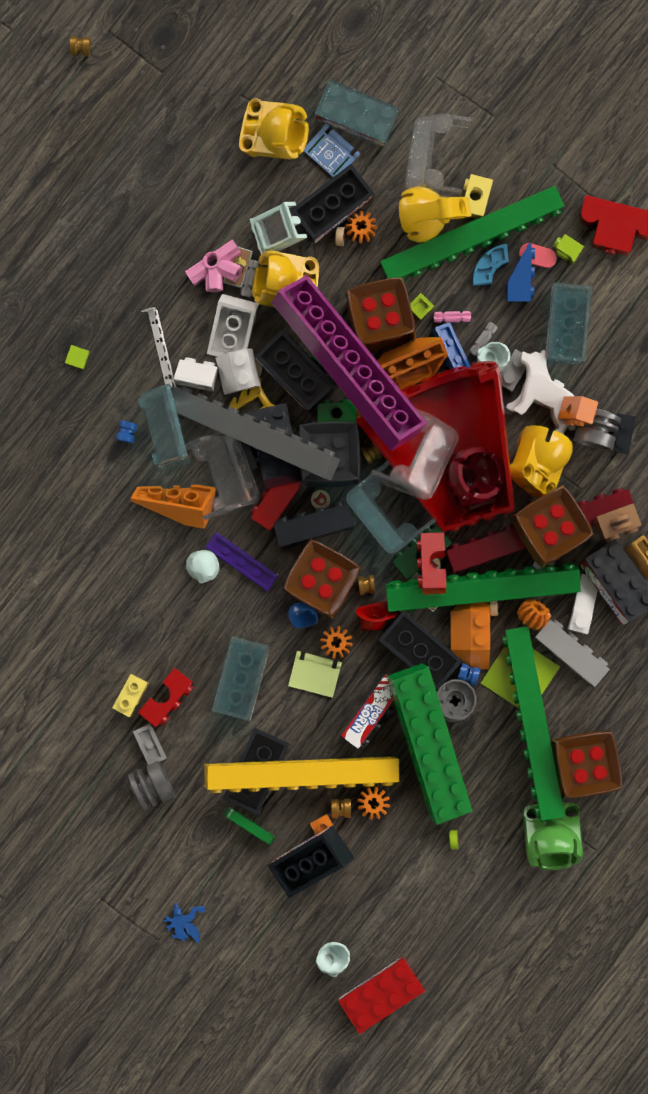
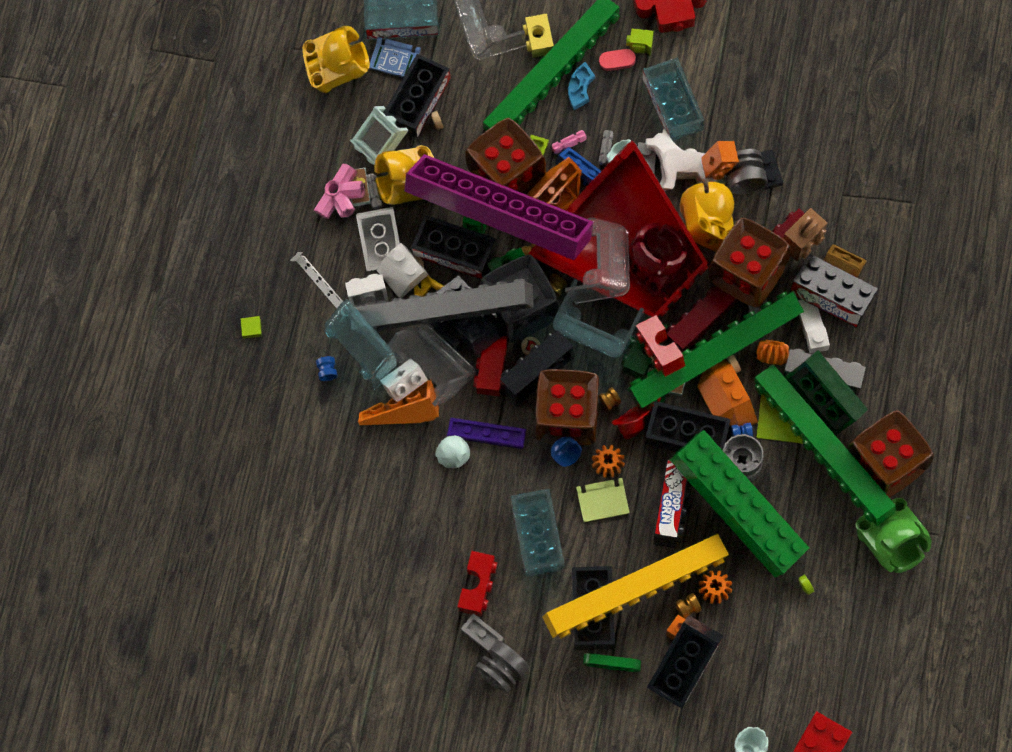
camera: 25 degrees left, 15 degrees down
(80, 45) = (134, 66): pearl gold wheel -> none
(130, 695) = (442, 596): light yellow brick -> none
(189, 478) = (403, 380): none -> white brick
(363, 233) = (457, 101): orange gear -> none
(426, 212) = (507, 59): yellow piece -> none
(519, 282) = (613, 86): blue slope -> none
(561, 677) = (826, 393): none -> dark green slope

